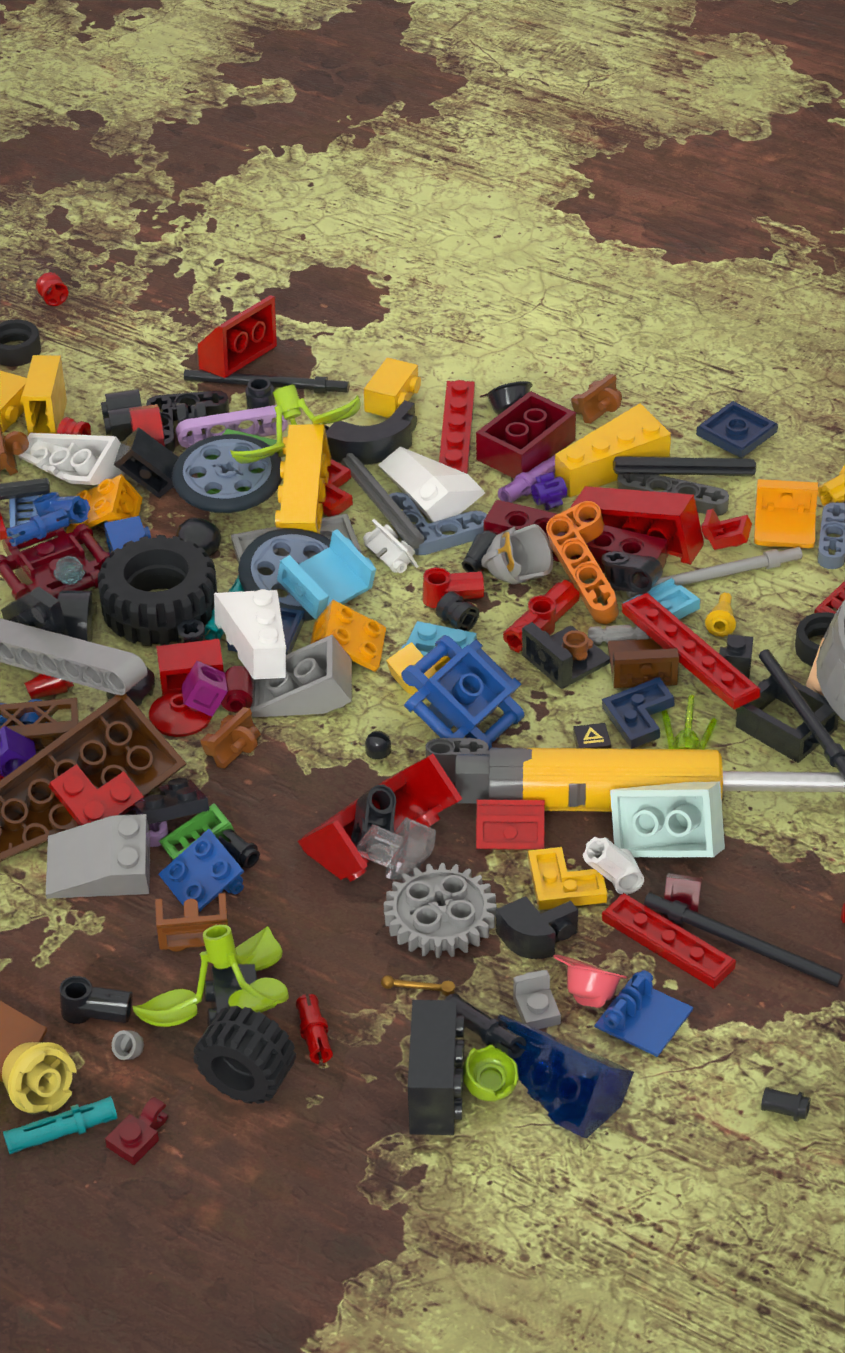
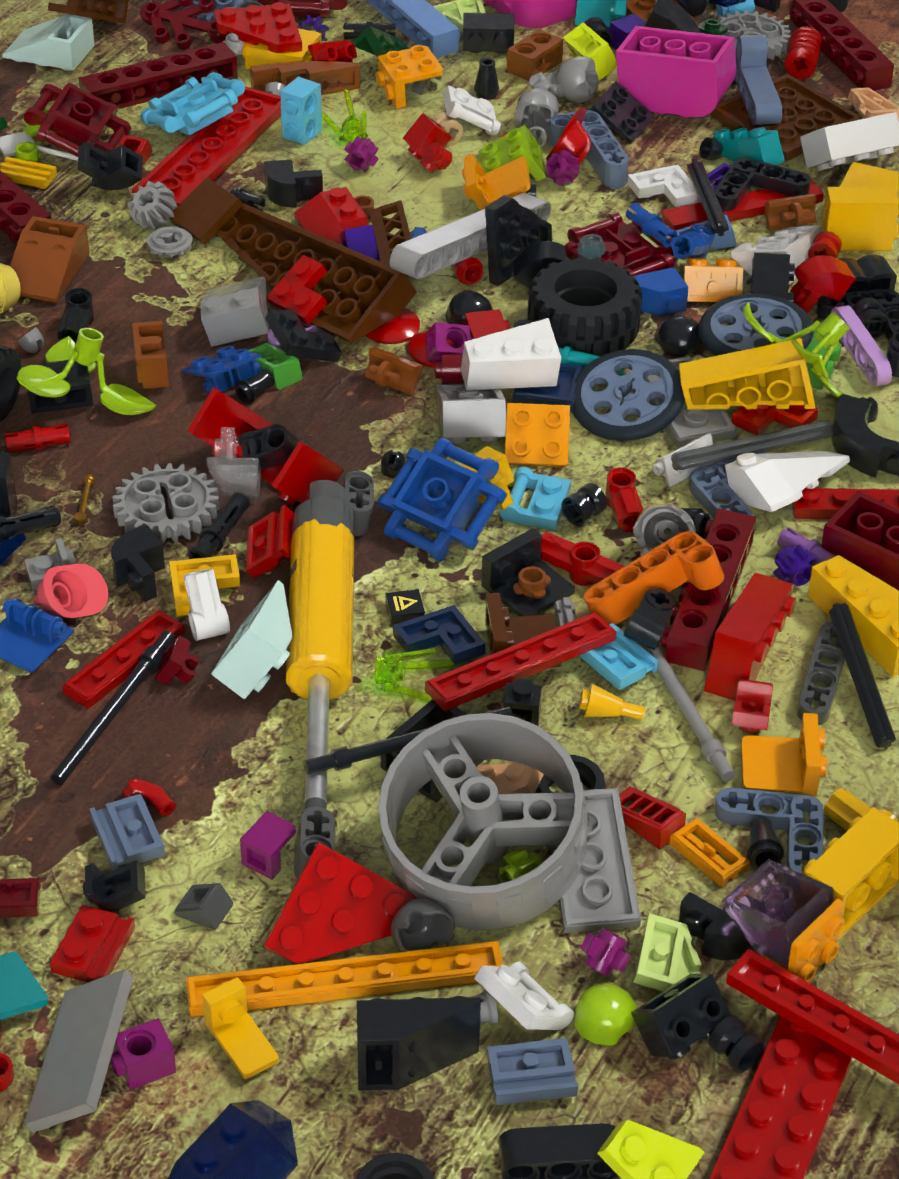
camera: 85 degrees right, 0 degrees up
(332, 574) = (612, 407): medium azure panel -> none
(492, 872) = (234, 509): none -> black pin

